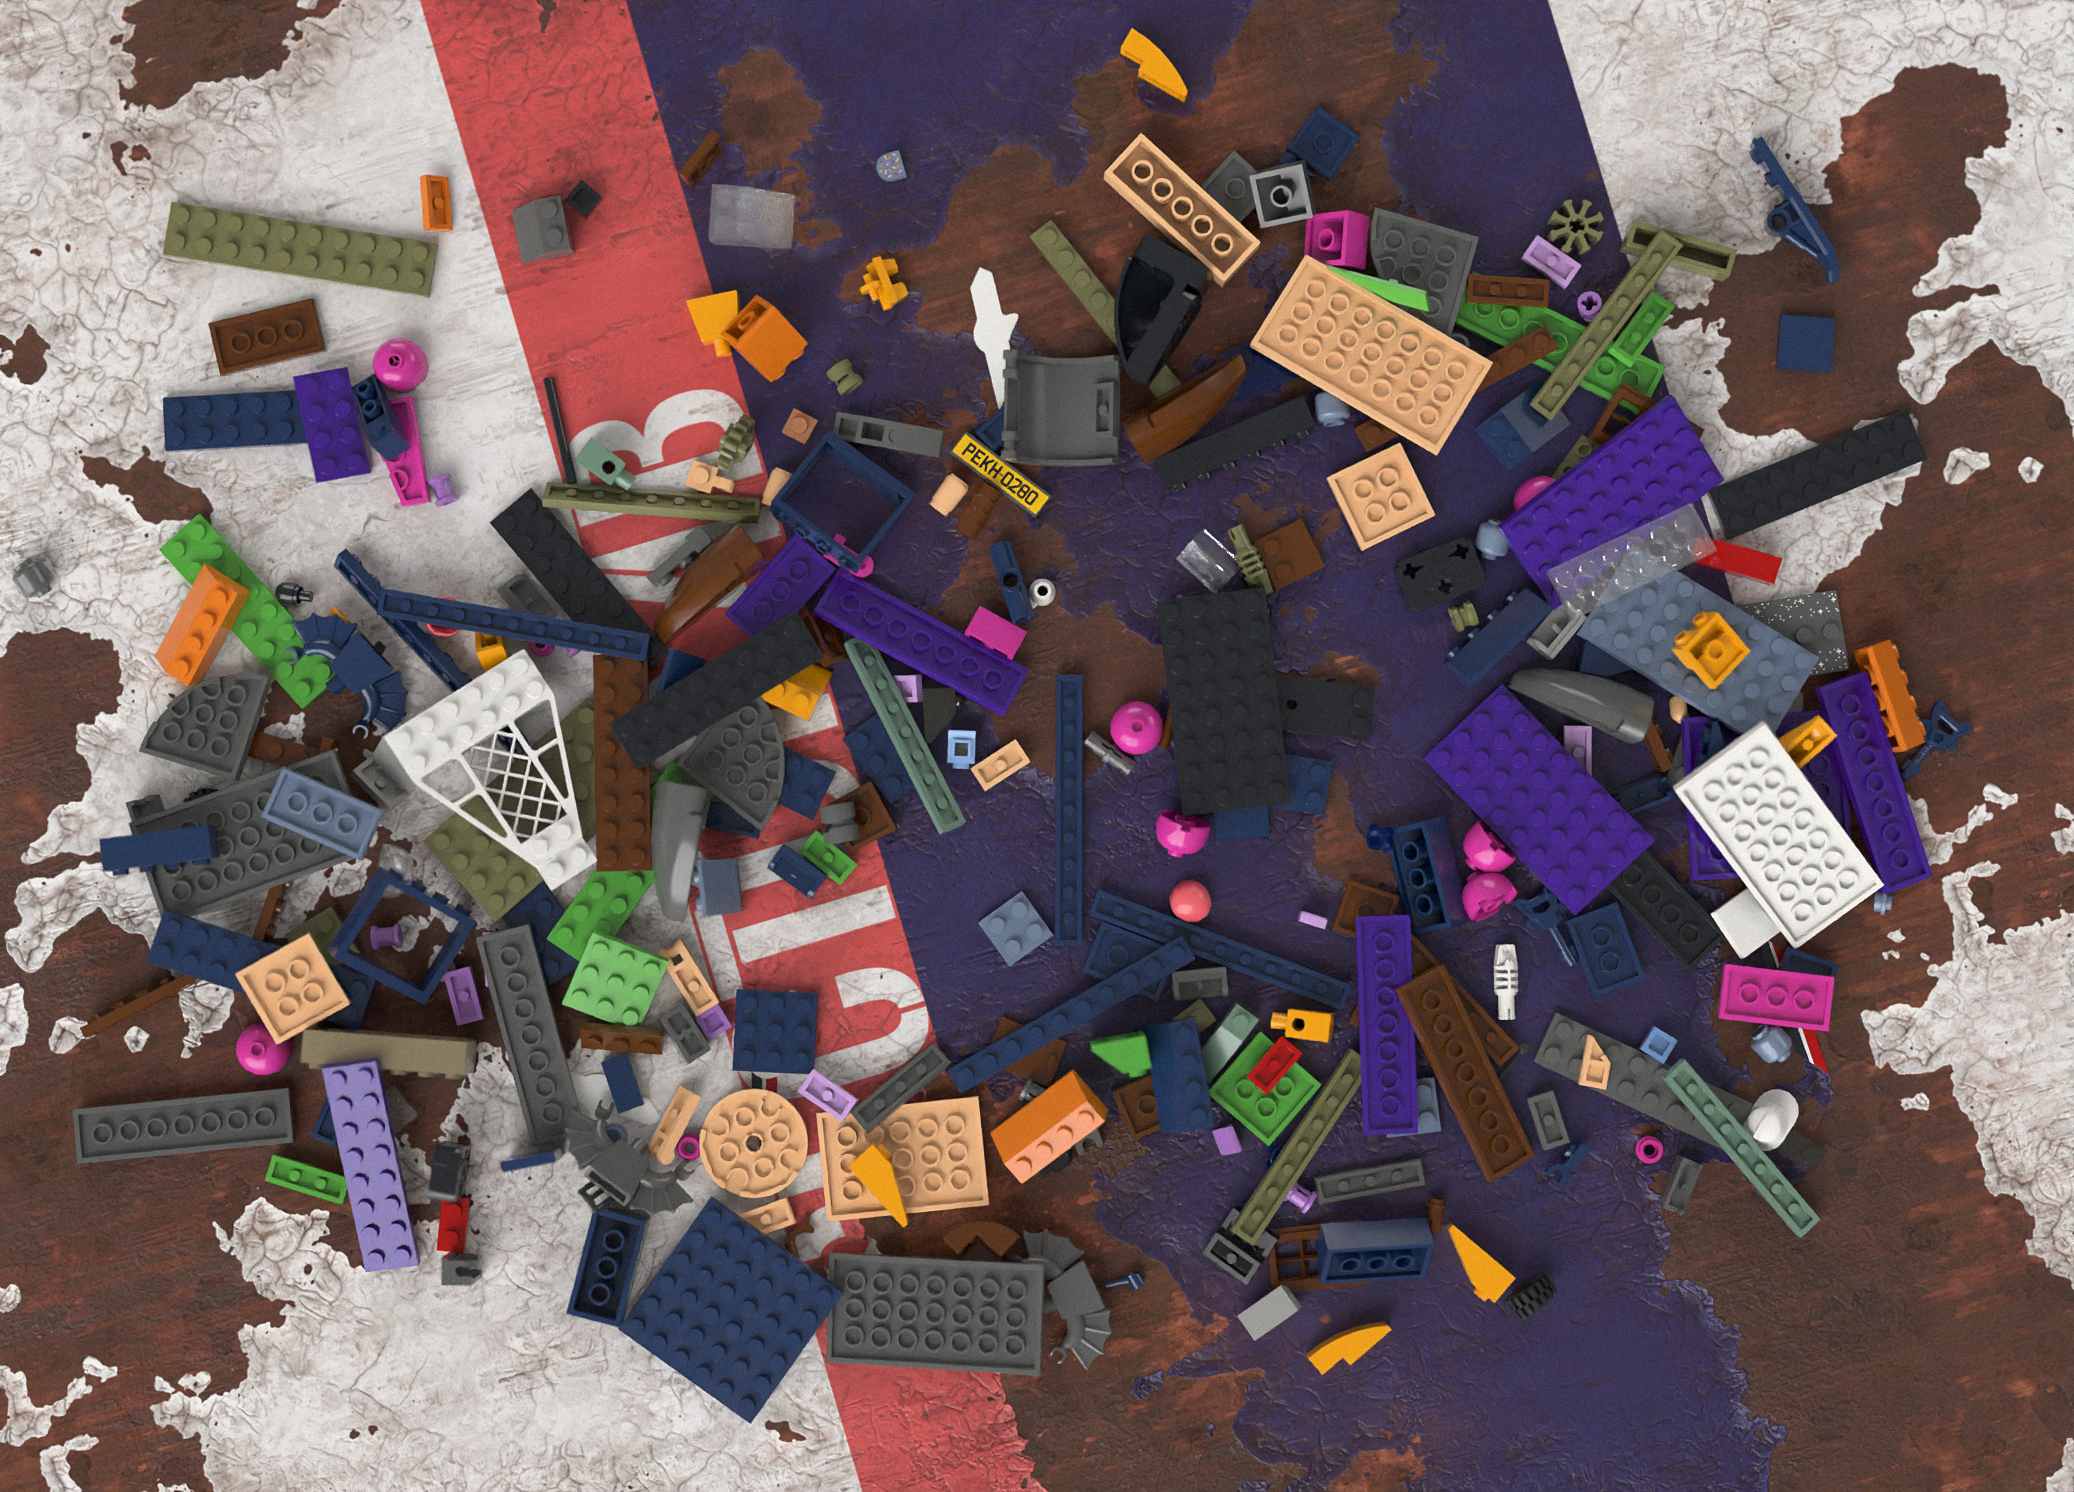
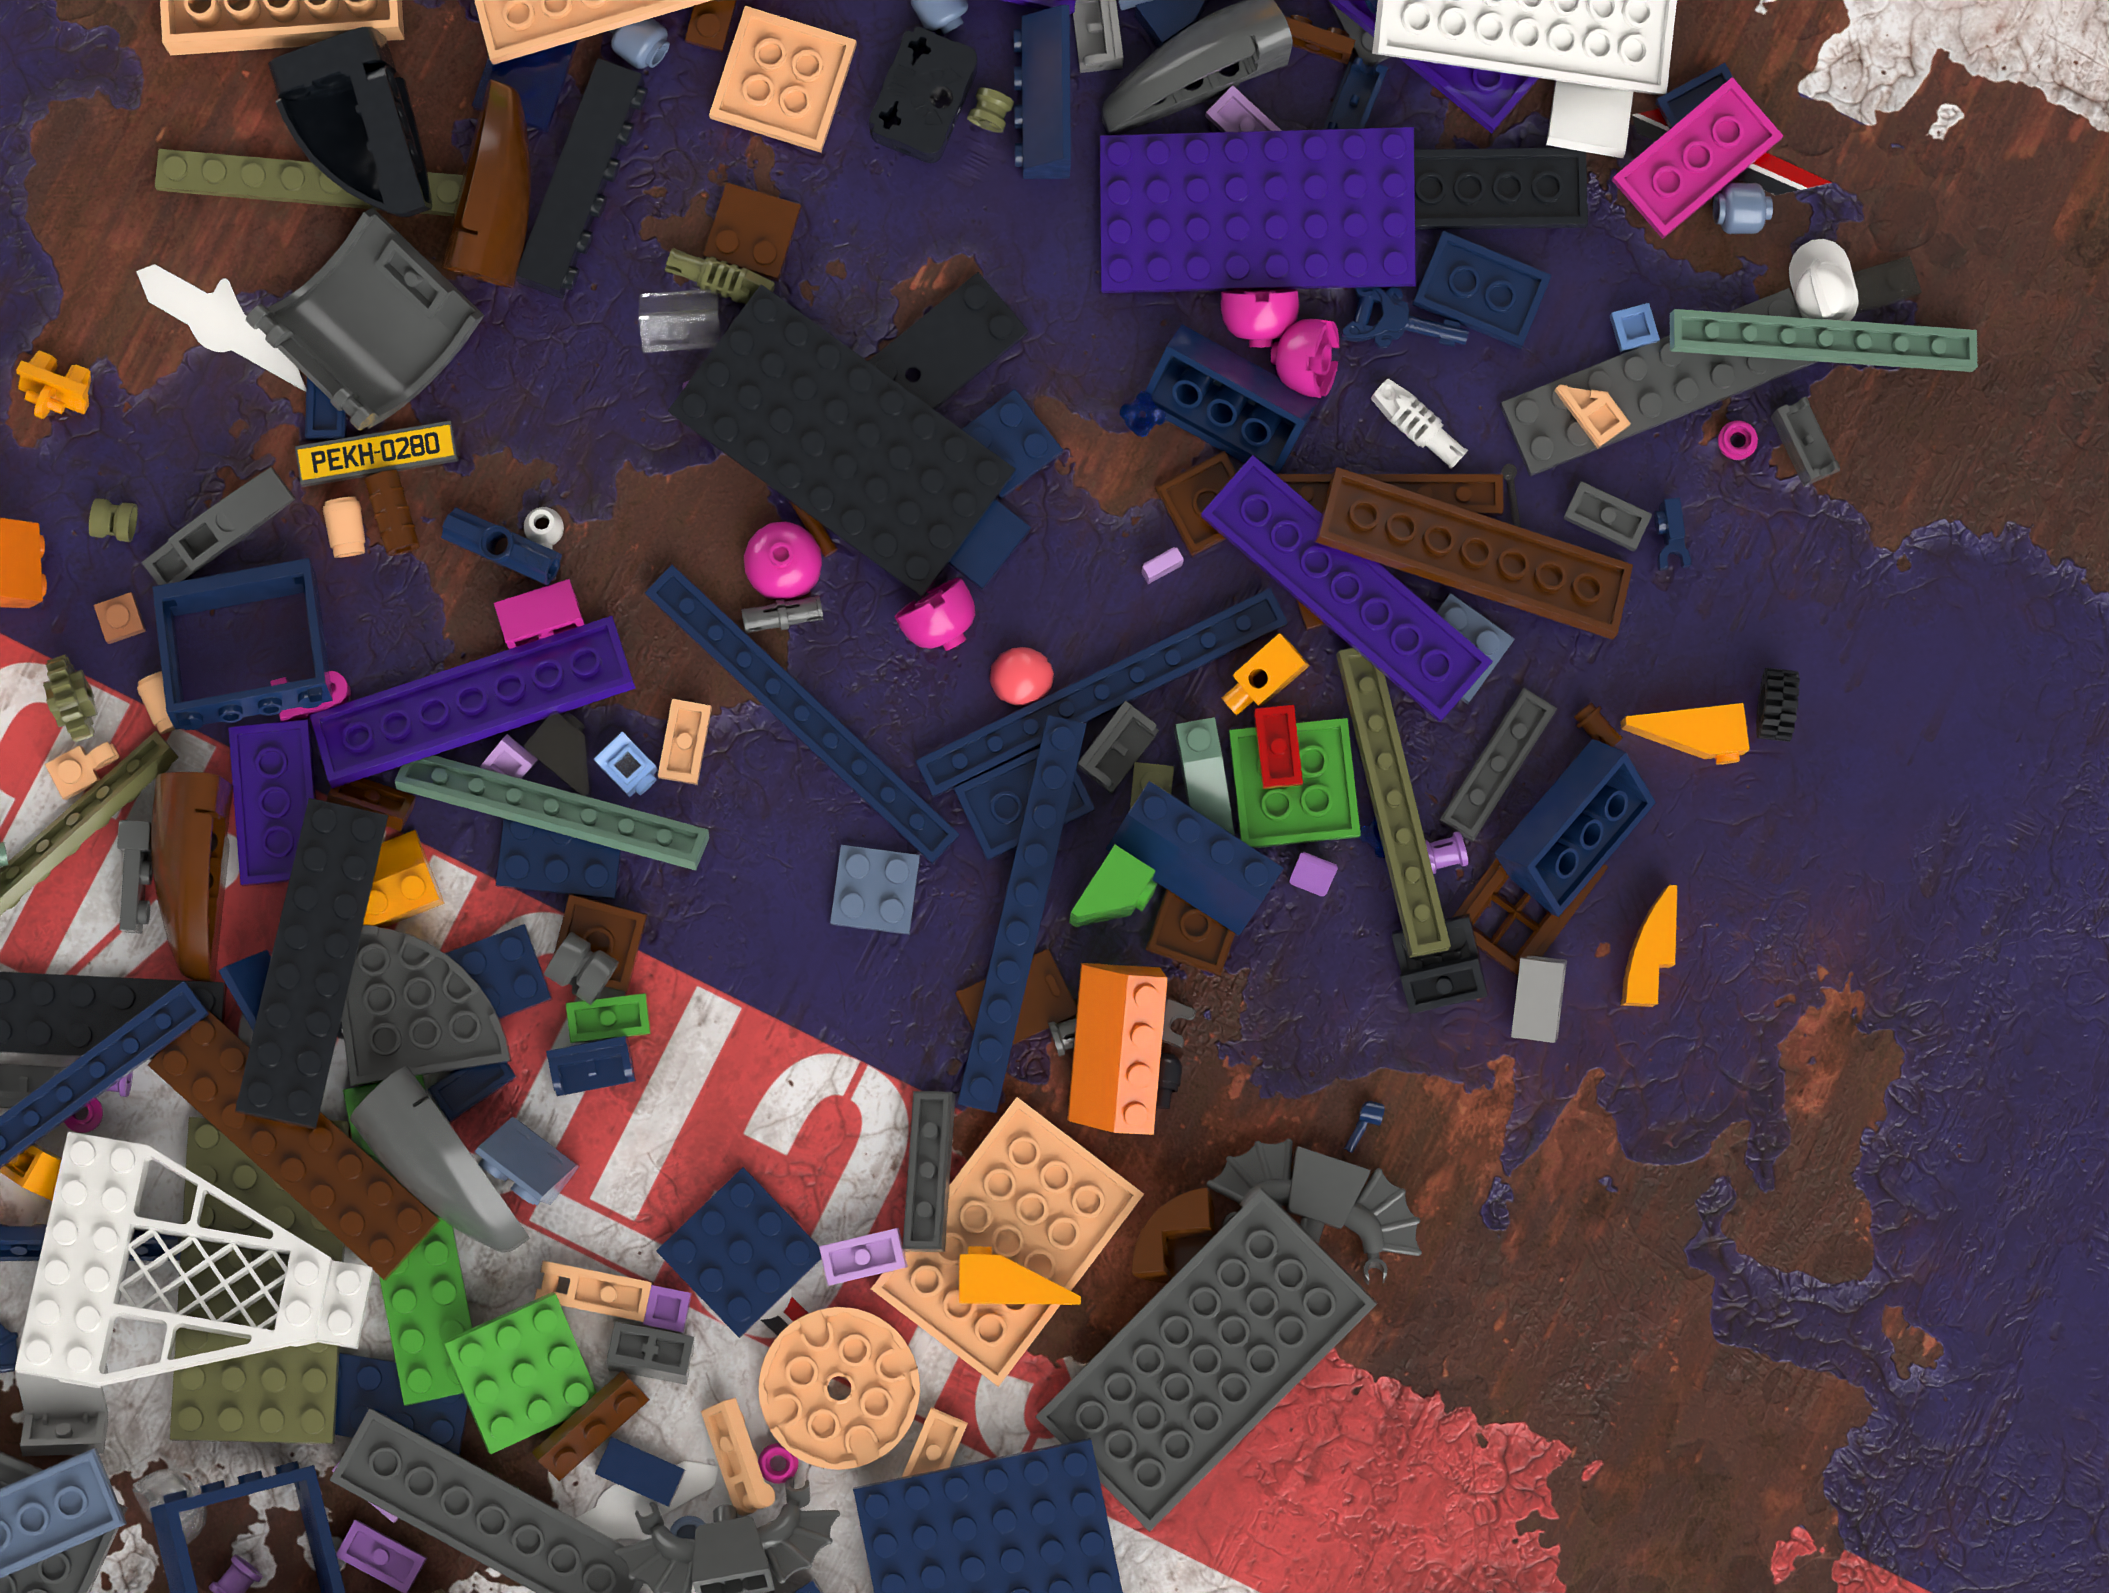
camera: 55 degrees left, 5 degrees down
(790, 1245) = (979, 1445): reddish brown helmet -> none

